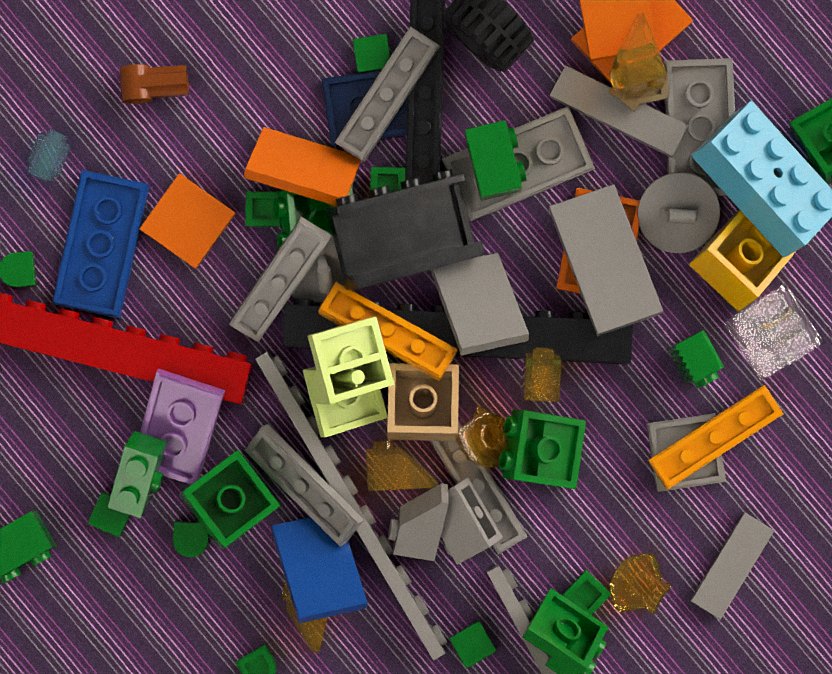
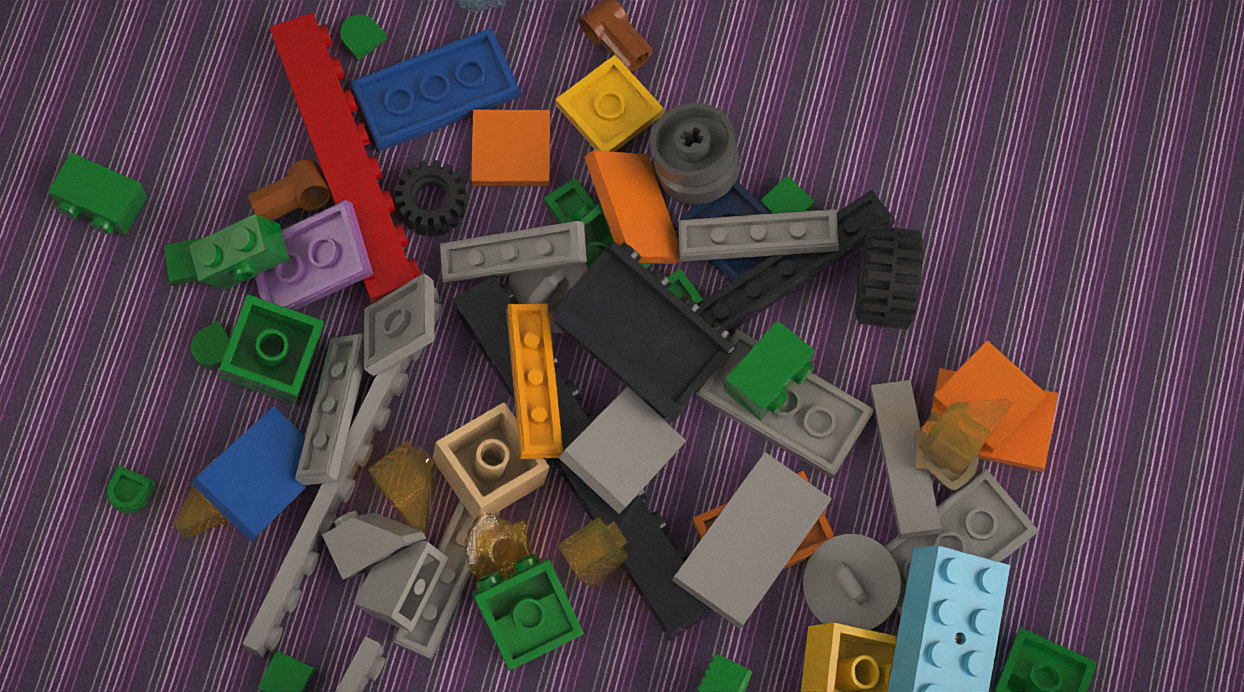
camera: 55 degrees right, 15 degrees down
(114, 397) = (301, 189): none -> dark orange piece
(166, 306) = (427, 176): none -> black tyre
(208, 128) = (609, 106): none -> yellow plate
(277, 397) = (399, 324): none -> light grey tile
(295, 76) = (695, 153): none -> dark grey wheel
(348, 376) = (464, 370): yellowish green bracket -> none

